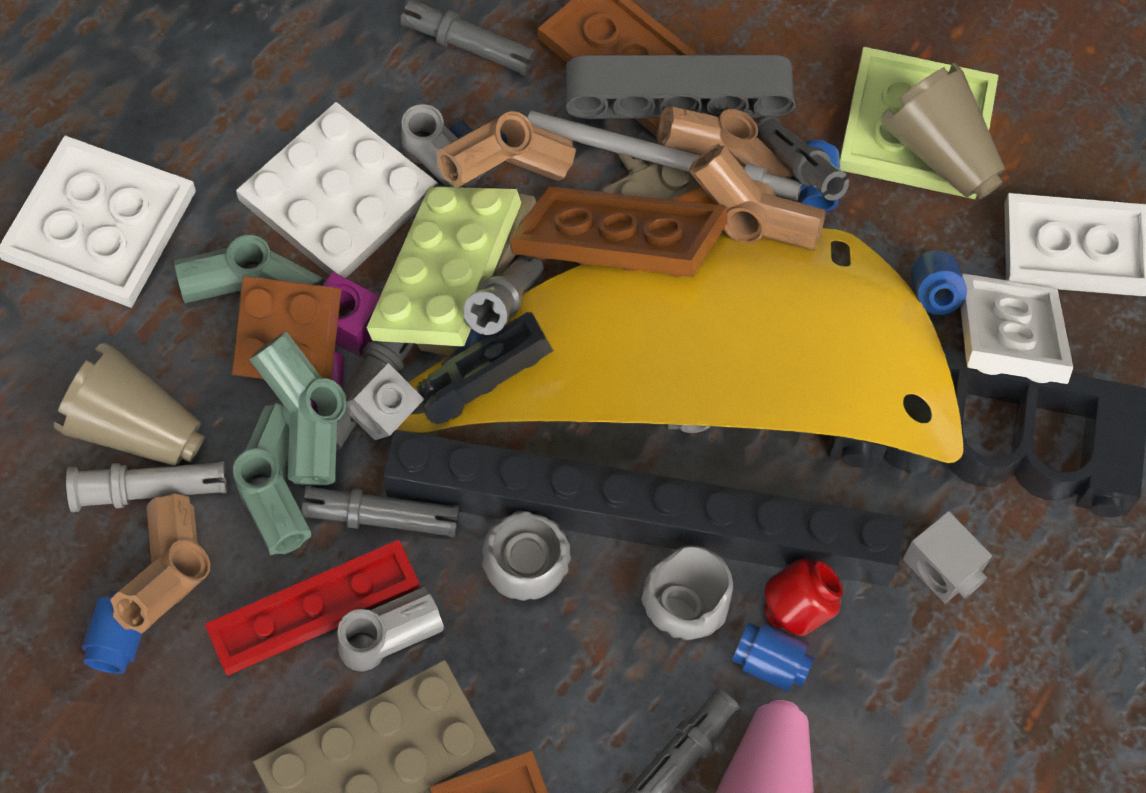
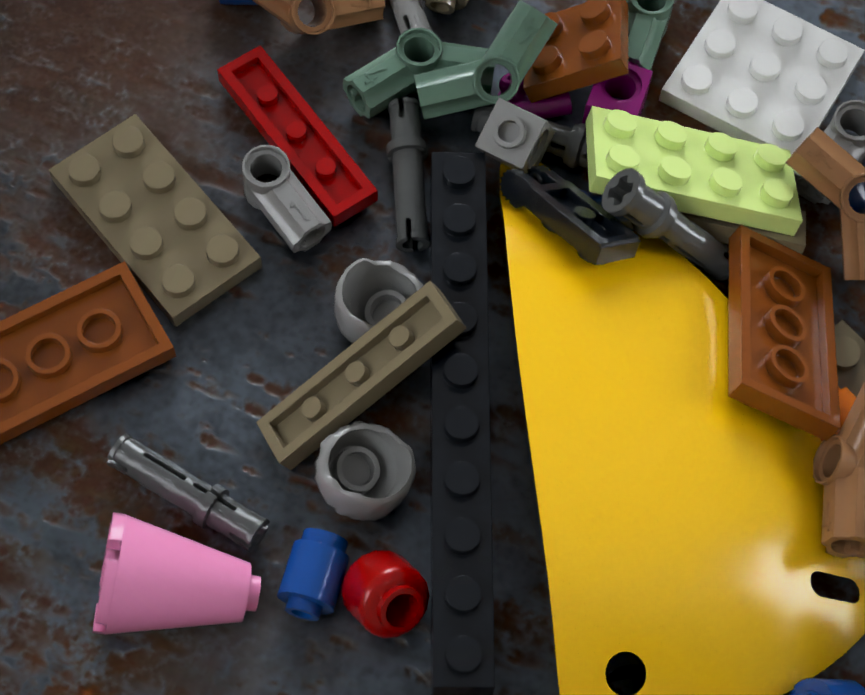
camera: 80 degrees right, 0 degrees up
(603, 579) = (360, 375): none -> dark tan plate

